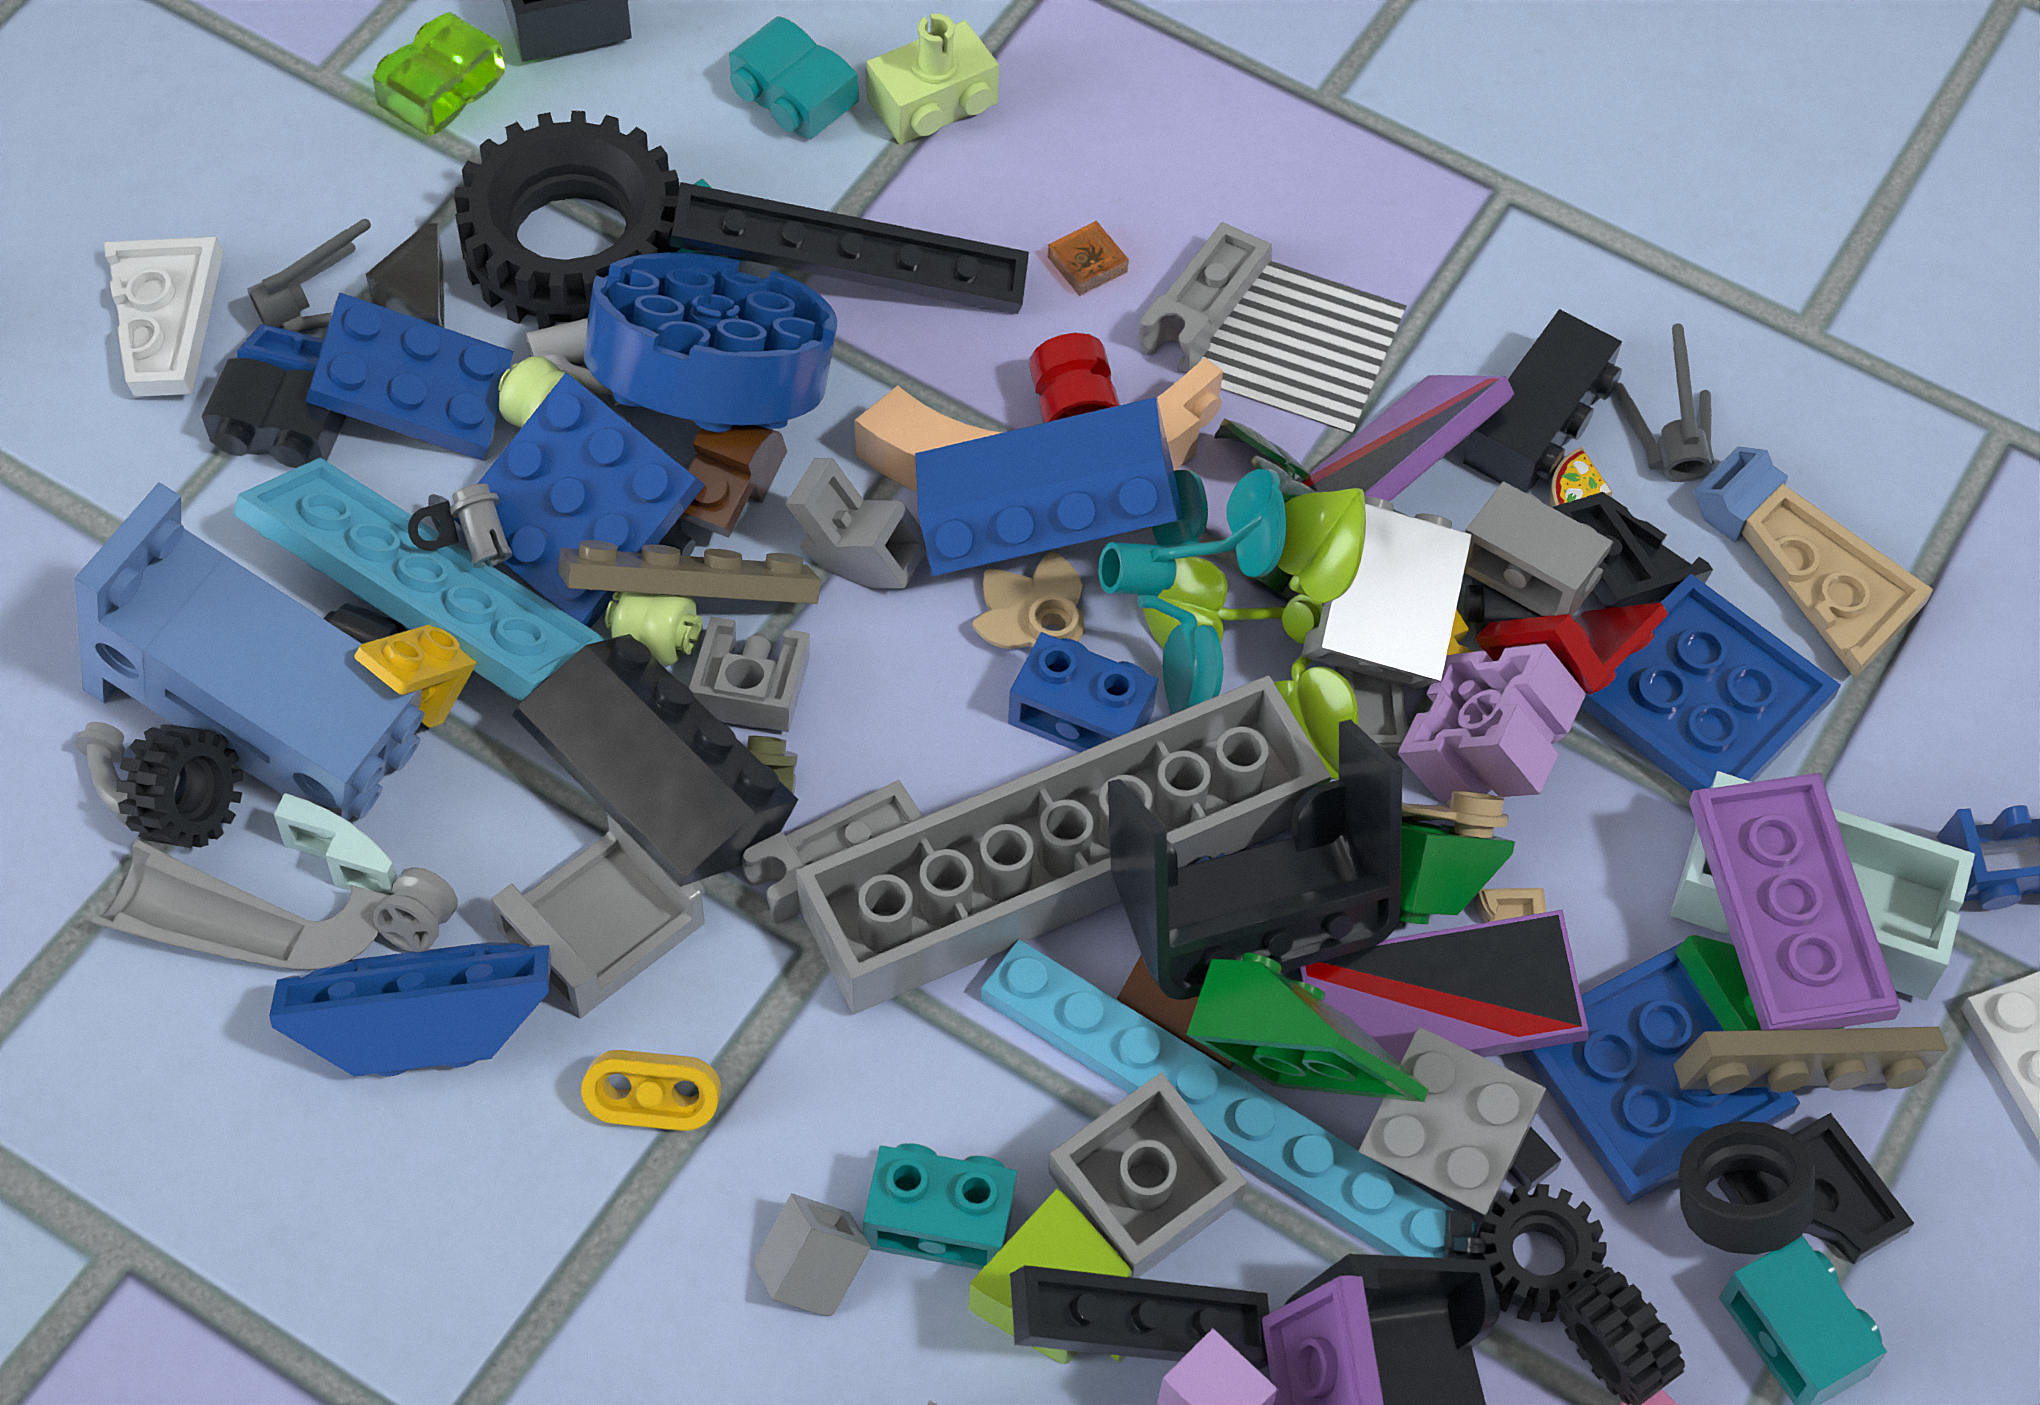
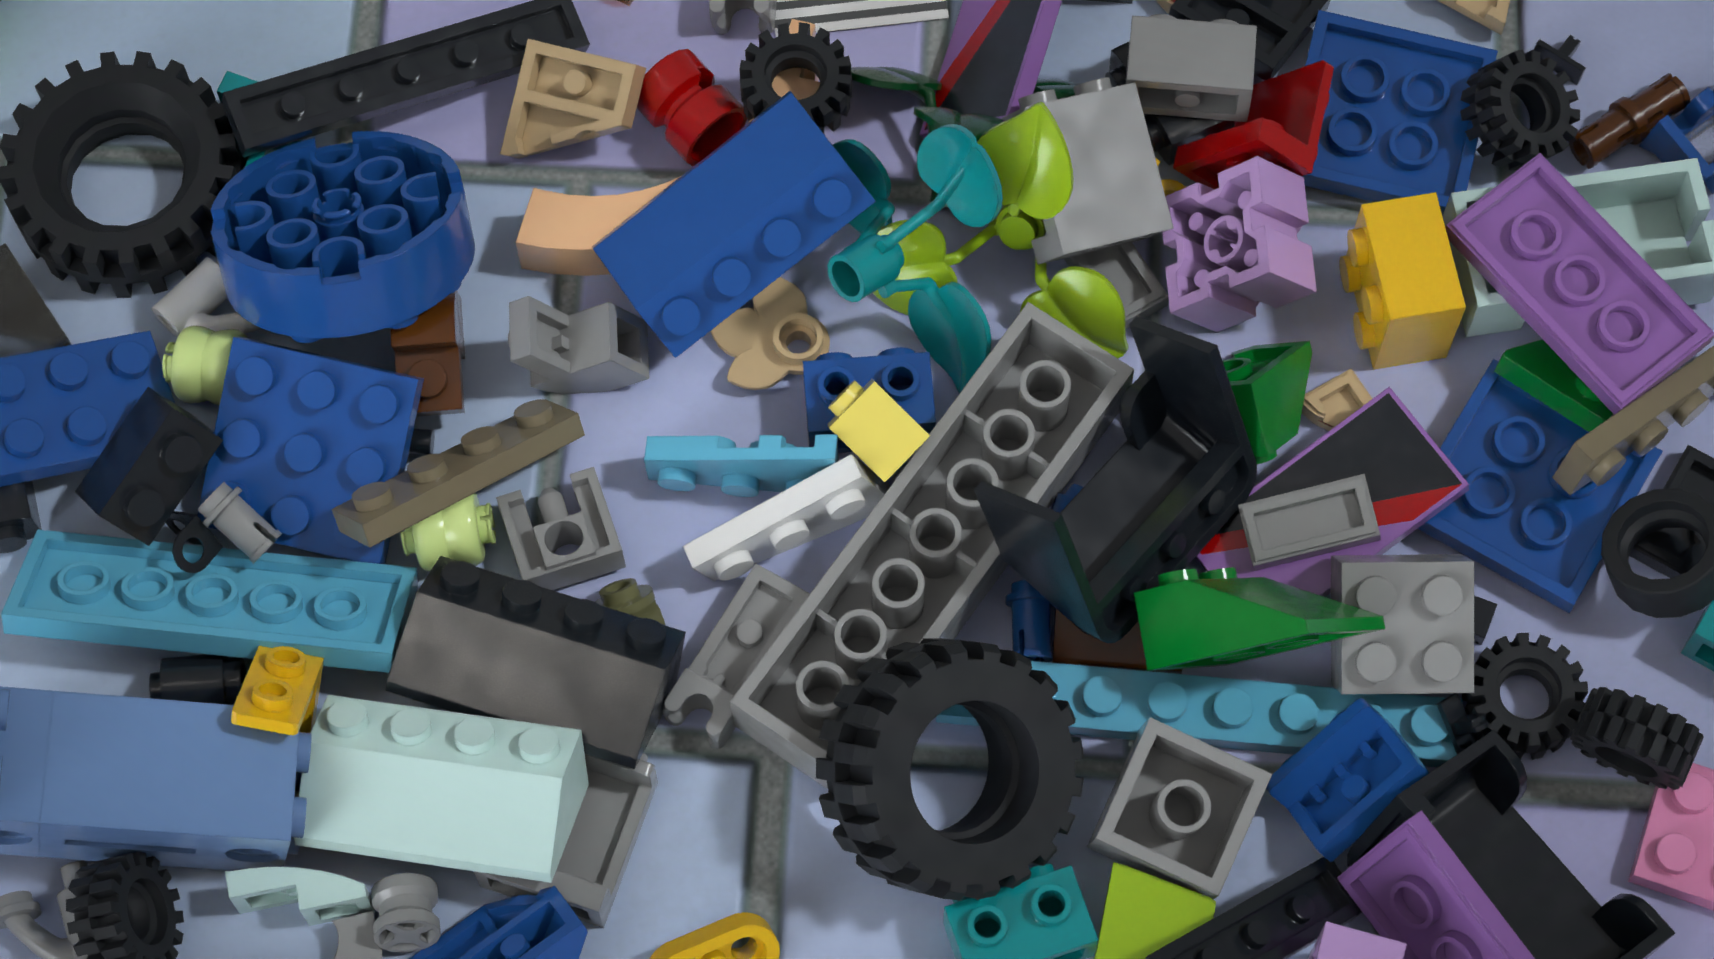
camera: 25 degrees left, 10 degrees up
(436, 446) = (148, 466): none -> black brick
(509, 817) = (442, 788): none -> light aqua slope
(946, 754) = (789, 519): none -> white wing
(973, 333) = (569, 99): none -> tan wing
(984, 720) = (741, 472): none -> medium azure wing
(1040, 1040) = (1025, 784): none -> black tyre
(1066, 709) = (875, 427): none -> light yellow brick
(1112, 956) = (1030, 622): none -> blue pin
(1188, 379) = (798, 51): none -> black tyre
(1315, 1222) = (1345, 777): none -> blue bracket
(1419, 991) = (1309, 522): none -> light grey tile
(1471, 812) = (1262, 336): tan plate -> none
(1628, 828) = (1402, 281): none -> yellow brick
(1858, 729) = (1543, 97): none -> black tyre
(1901, 726) = (1563, 57): none -> black piece
(1935, 804) = (1629, 120): none -> reddish brown pin

